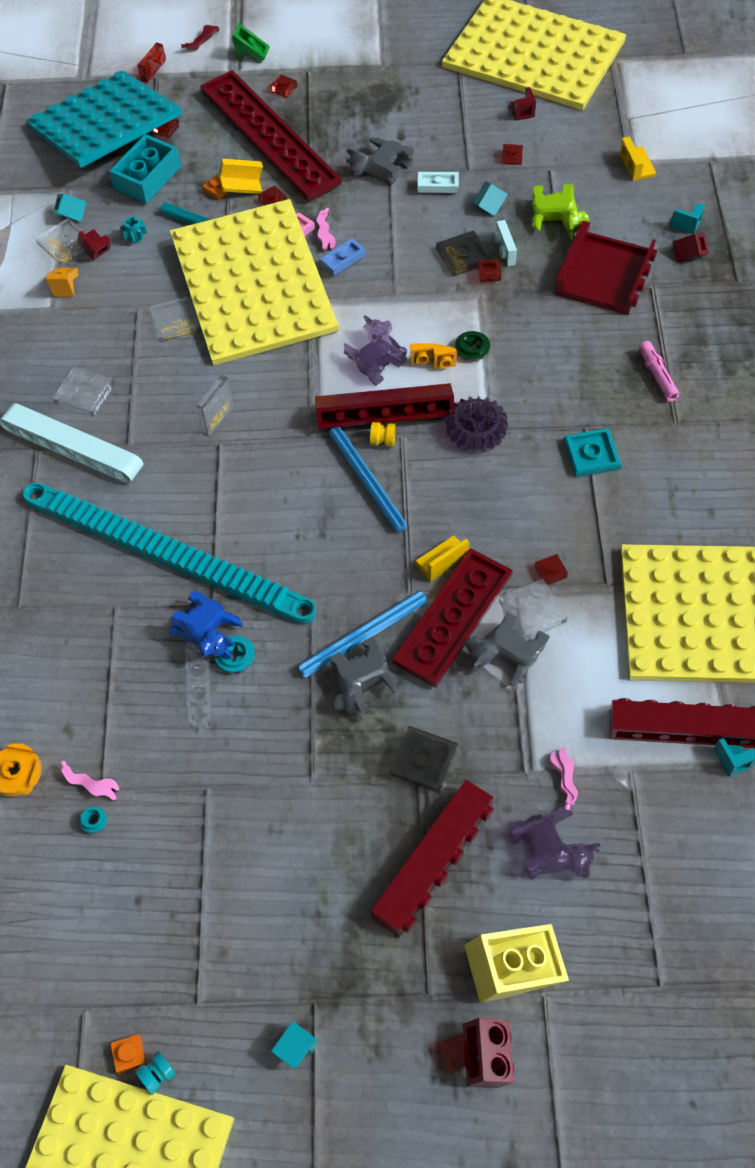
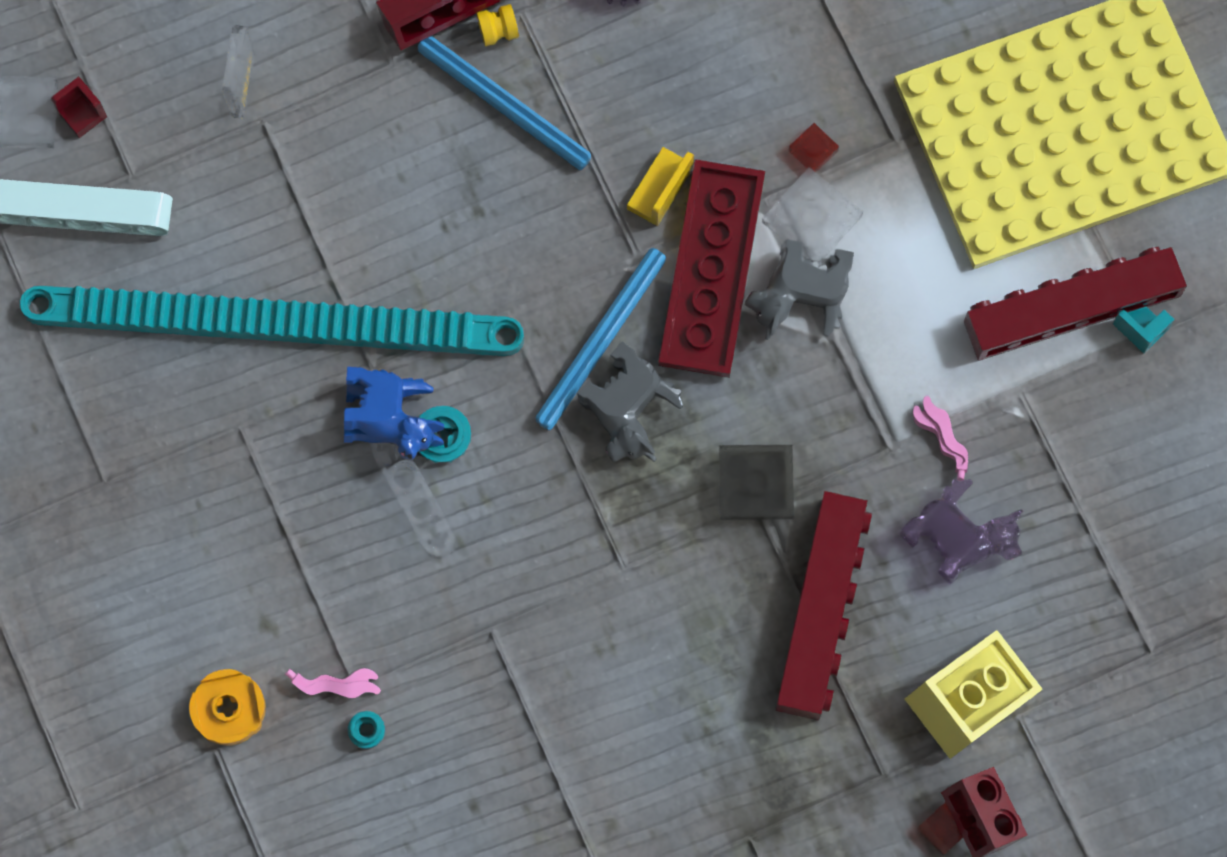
camera: 25 degrees left, 15 degrees up
(116, 397) = (79, 107): none -> dark red panel

